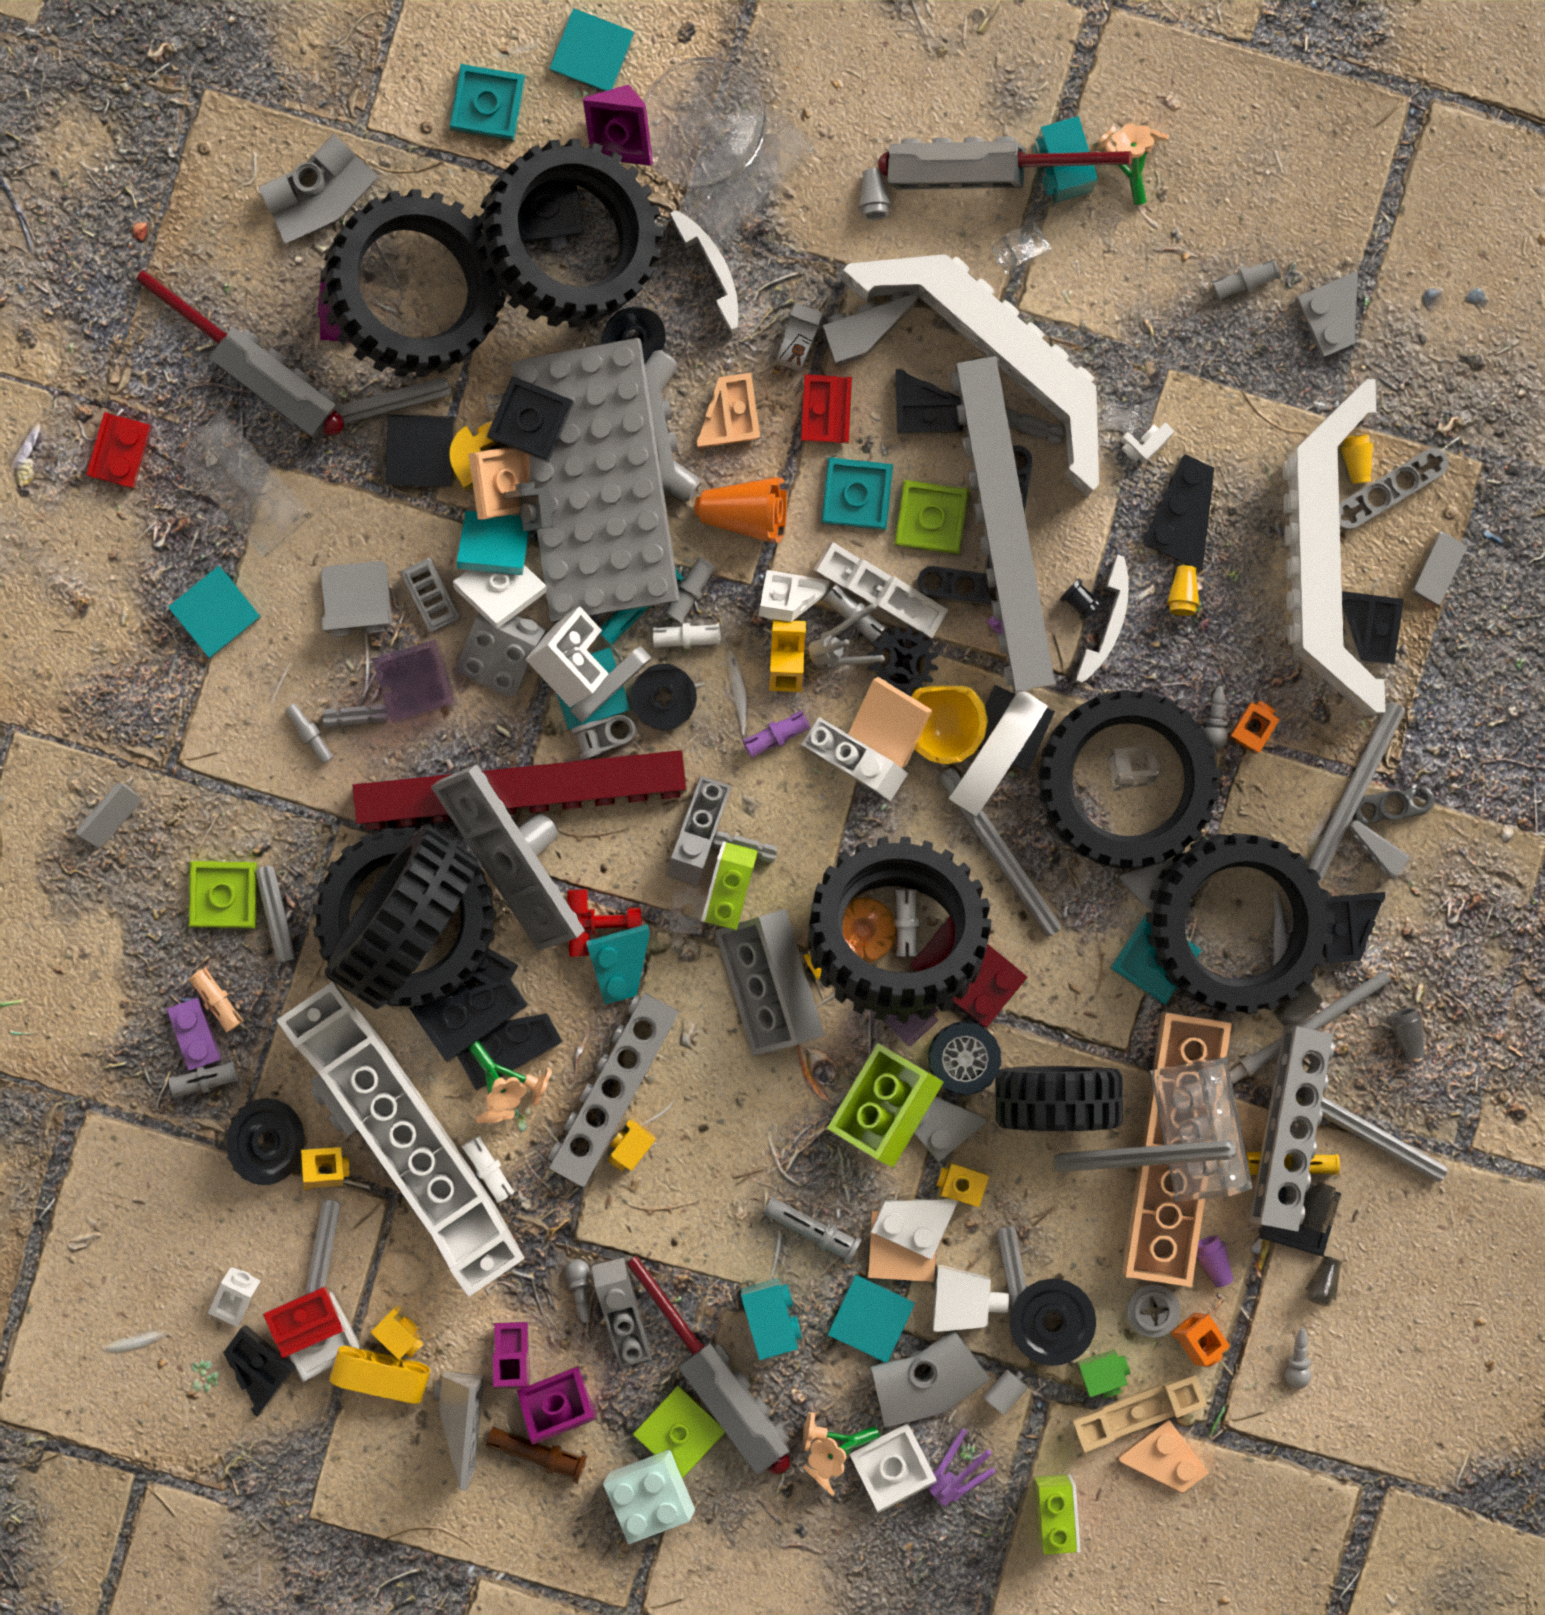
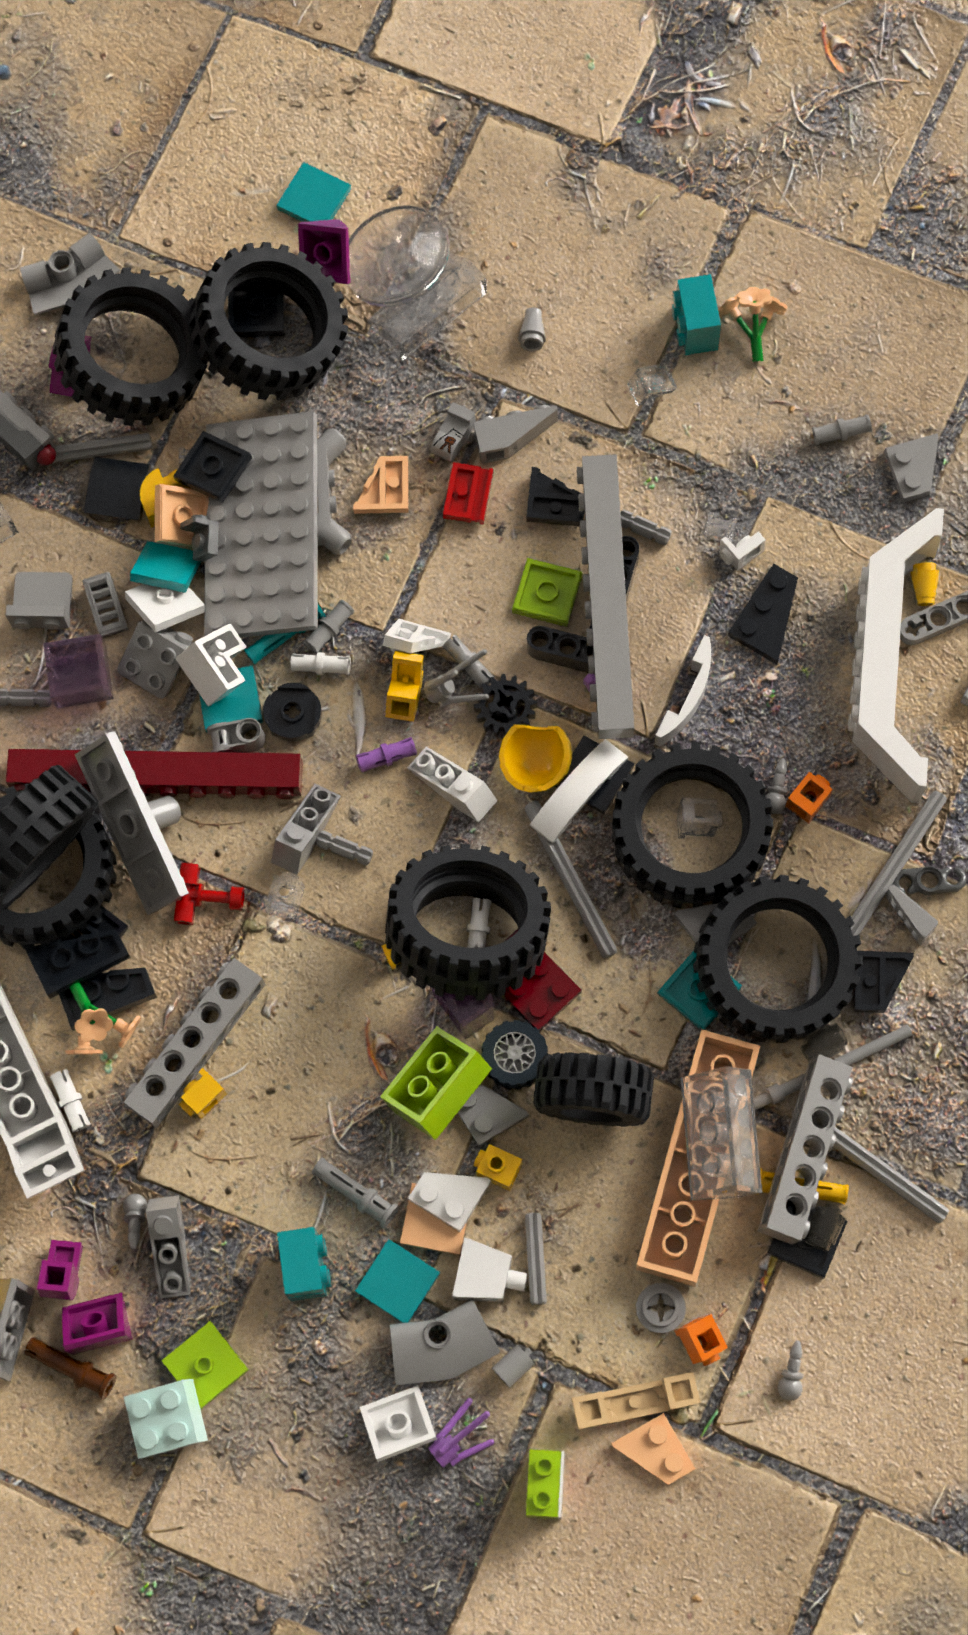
camera: 15 degrees right, 15 degrees down
(487, 102) = (220, 225): teal tile -> none
(611, 684) = (247, 692): light grey beam -> none
(619, 962) = (216, 931): teal wing -> none
(645, 323) = (321, 403): black dish -> none
(690, 235) = (376, 344): white slope -> none
(723, 1389) = (251, 1329): piece -> none
(729, 885) = (323, 871): lime piece -> none
(746, 508) = (388, 562): orange cone -> none
(769, 983) = (348, 965): light grey slope -> none
(826, 1454) = (334, 1396): light nougat plant -> none
(857, 493) = (485, 566): teal tile -> none
(880, 589) = (502, 648): white slope -> none
(881, 926) = (445, 916): clear orange dish -> none
(890, 722) = (487, 751): light nougat tile -> none
(975, 163) = (620, 307): piece -> none
(998, 333) = (612, 431): white slope -> none
(1065, 1341) = (570, 1281): black gear -> none
(1081, 599) = (668, 672): black bush -> none
(1104, 1373) = (607, 1360): bright green brick -> none
(1145, 1156) = (667, 1152): light grey axle -> none
(1184, 592) = (760, 677): yellow cone -> none
(1214, 1260) = (723, 1268): medium lavender cone -> none
(1324, 1283) = (822, 1303): clear smoke cone -> none
(1374, 625) = (925, 723): black wing -> none
(1409, 1032) = (924, 1081): flat silver cone -> none

